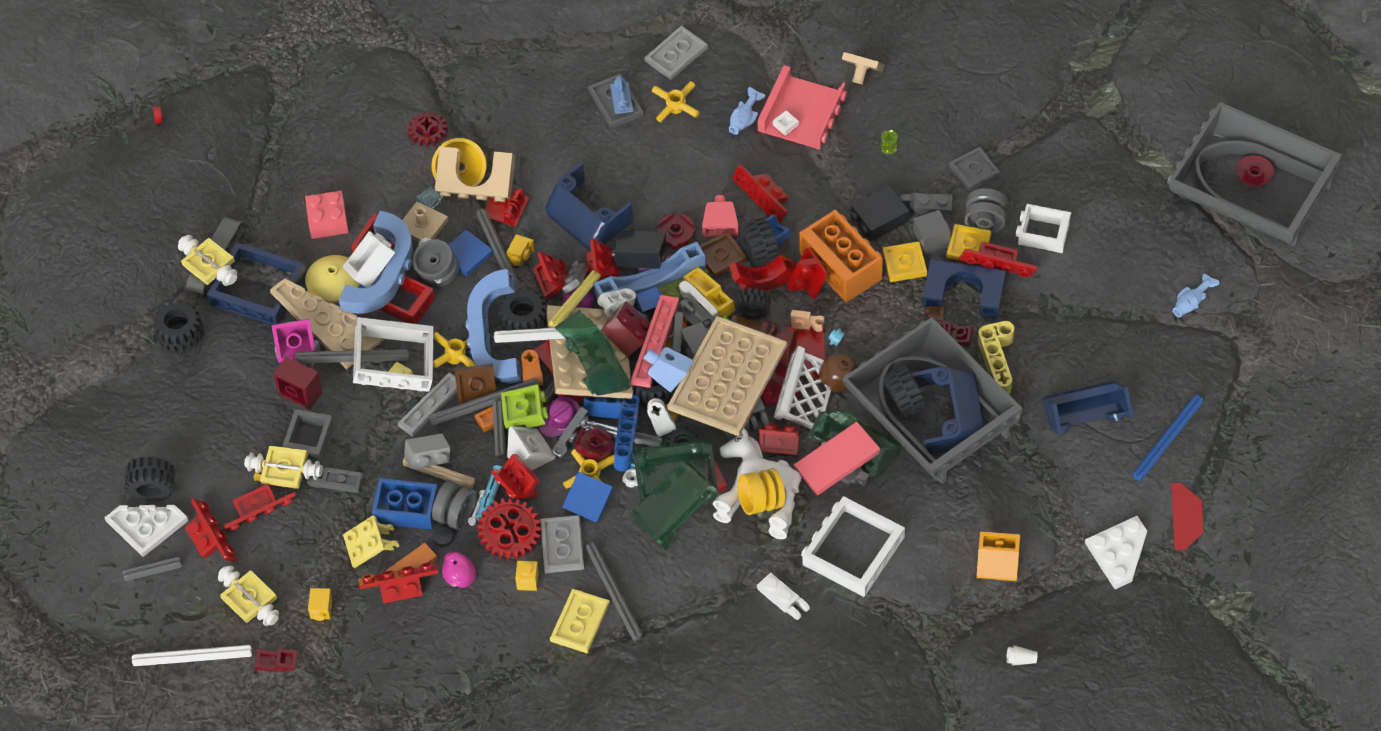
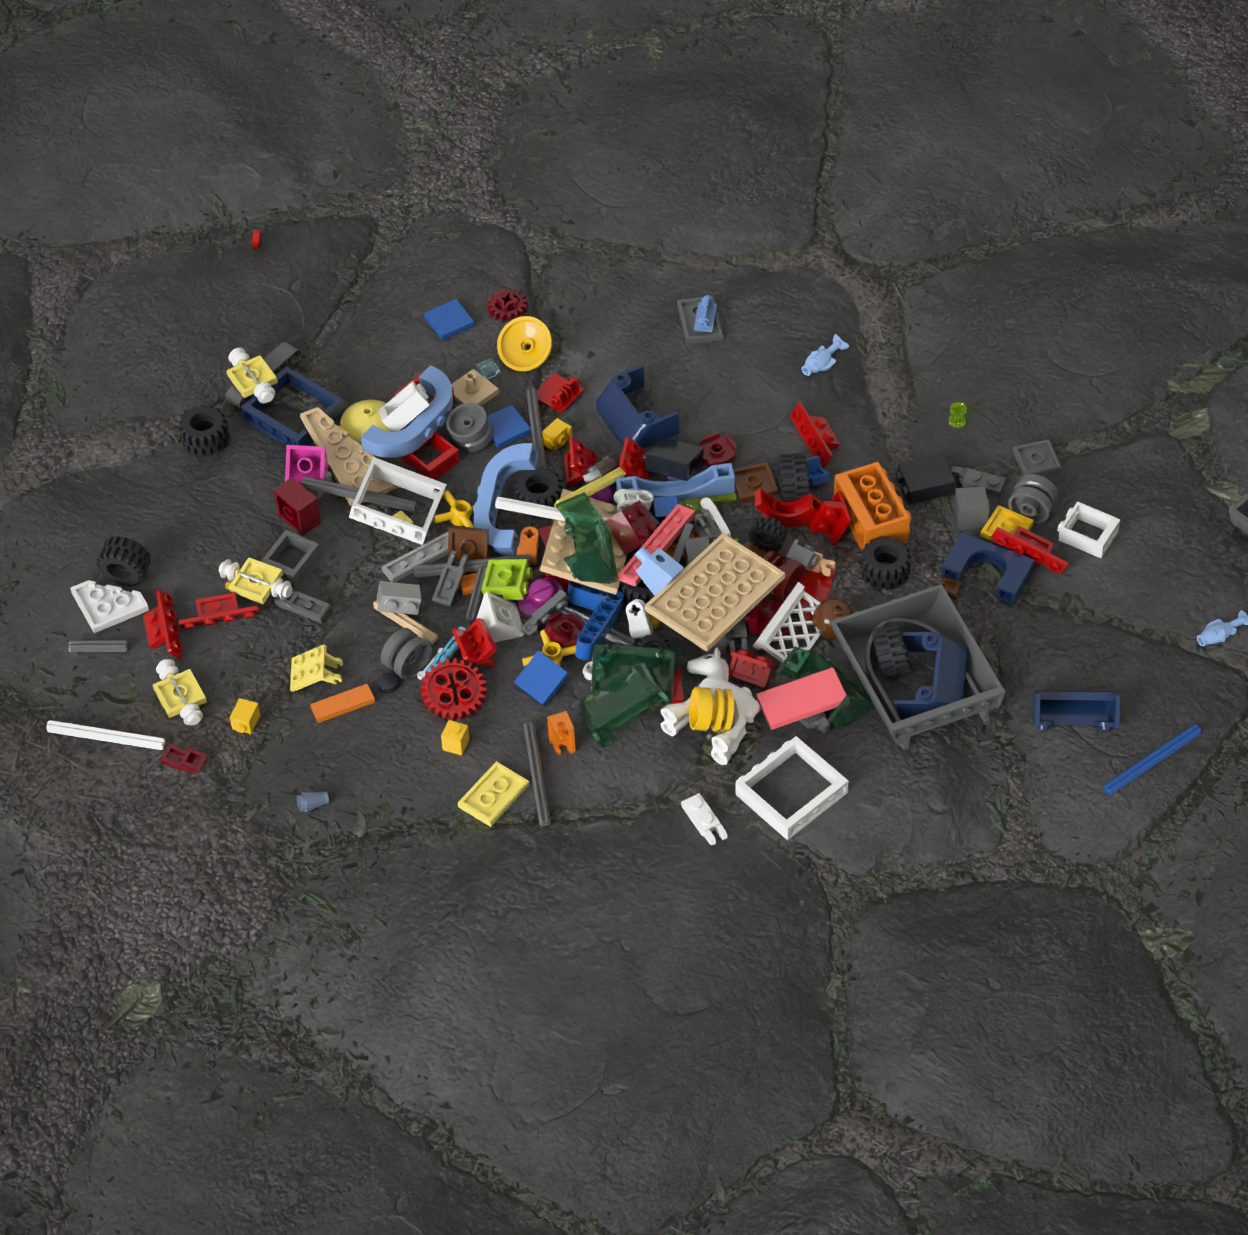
camera: 15 degrees right, 5 degrees down
(326, 214) = (382, 361): coral brick -> none
(375, 155) = (449, 319): none -> blue tile
(400, 583) = (328, 716): red bracket -> none
(405, 503) = (358, 641): blue brick -> none
(412, 671) = (310, 800): none -> sand blue cone
(459, 574) = (390, 716): dark pink hair -> none
(469, 422) = (450, 580): none -> dark grey hinge
(497, 186) = (554, 370): tan arch -> none
(562, 544) = (501, 717): light grey tile -> none
(626, 545) = (561, 732): none -> orange hinge
(675, 101) = (757, 332): yellow bar -> none
(676, 52) = (774, 288): light grey tile -> none
(711, 291) = (730, 514): yellow slope -> none
(719, 218) = (762, 447): coral torso -> none
(785, 123) = (859, 374): white plate -> none
(794, 318) = (803, 554): none -> dark grey brick
(807, 102) = (879, 366): coral panel -> none
(836, 337) = (842, 585): medium azure plate -> none
(862, 65) = (954, 336): tan tile -> none
(870, 318) = (885, 574): none -> black tyre
(904, 261) = (935, 530): yellow plate -> none
(960, 334) = (969, 612): dark red slope -> none
(993, 345) = (998, 624): light yellow beam -> none
(998, 556) = (936, 831): light orange slope -> none
(1020, 656) = (927, 935): white cone -> none
(1119, 550) = (1065, 857): white plate -> none
(1186, 516) = (1147, 841): red sticker -> none

